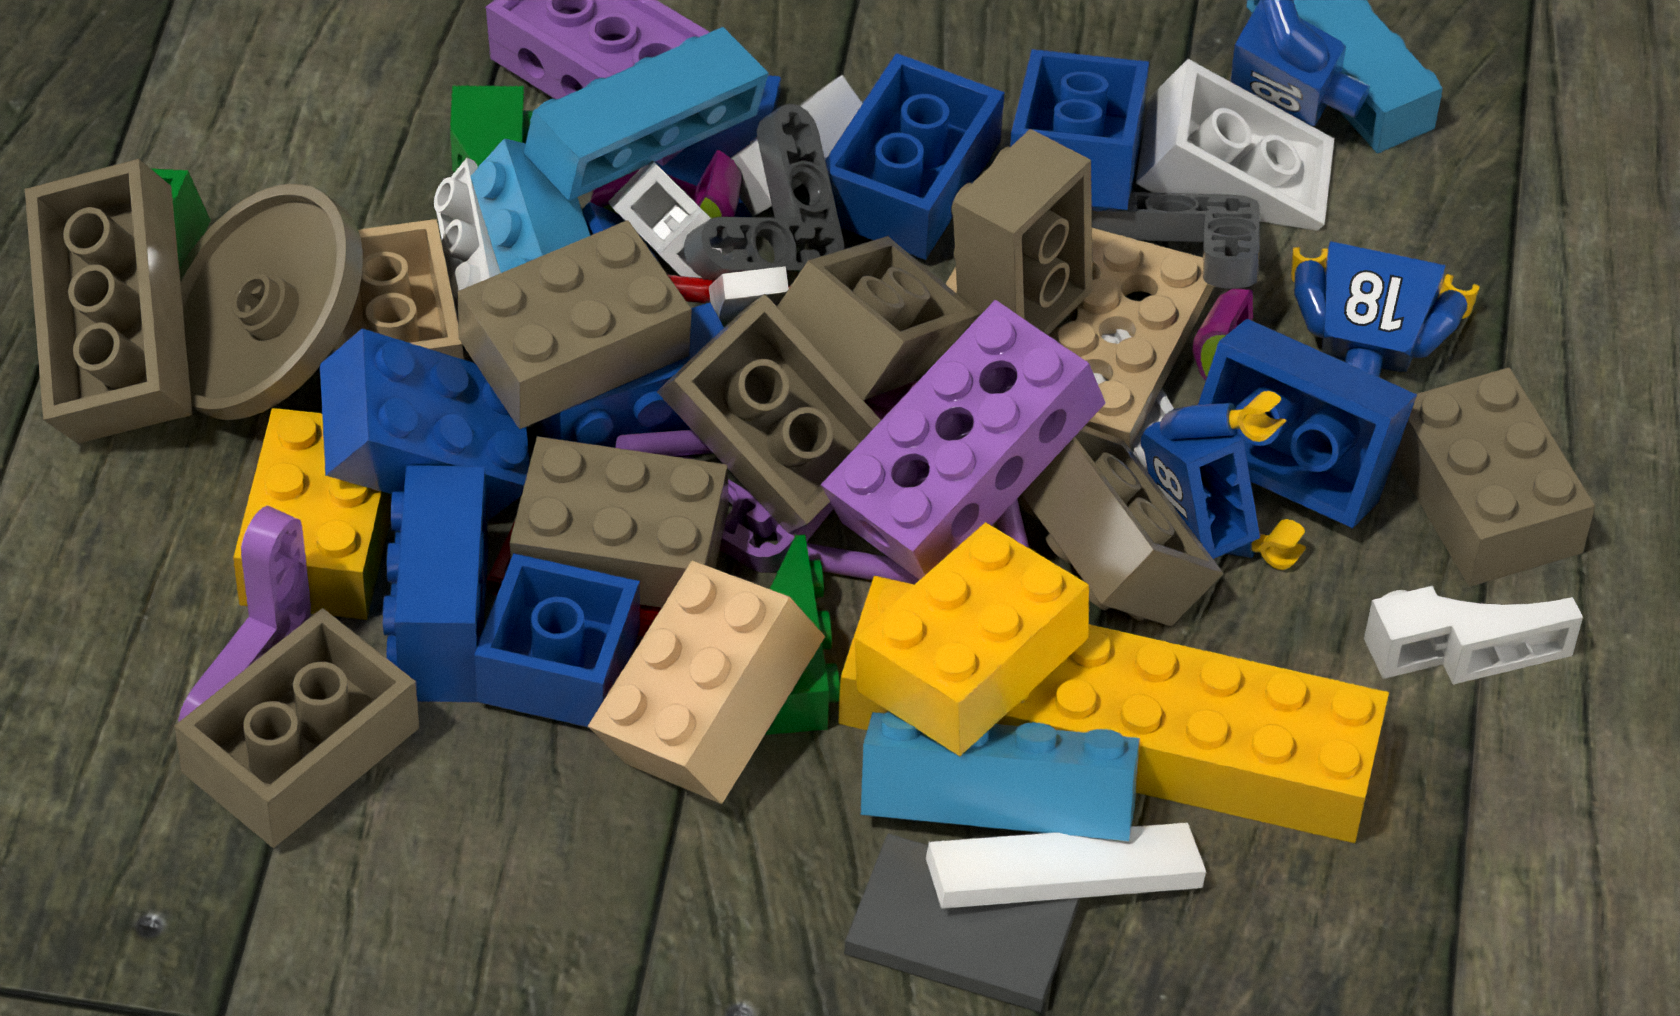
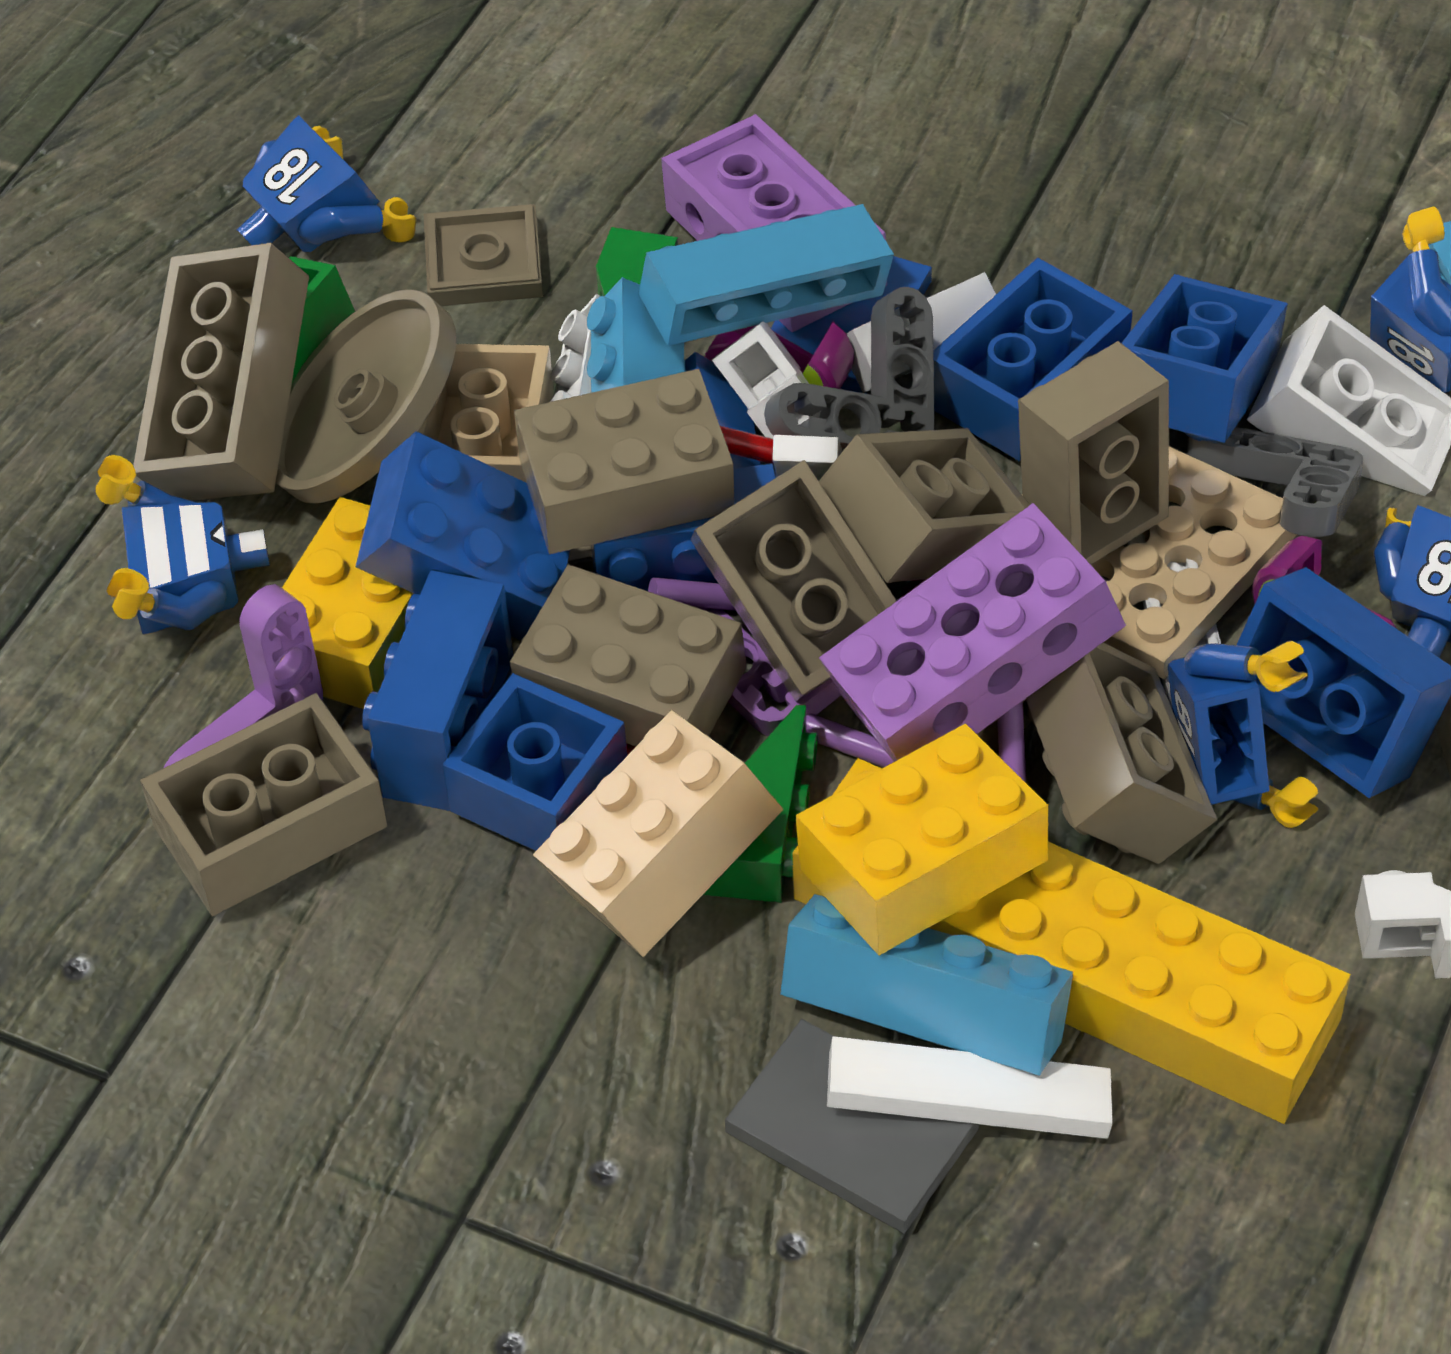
camera: 20 degrees right, 0 degrees up
(111, 492) = (175, 553): none -> torso
(123, 98) = (315, 194): none -> blue torso
(316, 133) = (483, 255): none -> dark tan tile

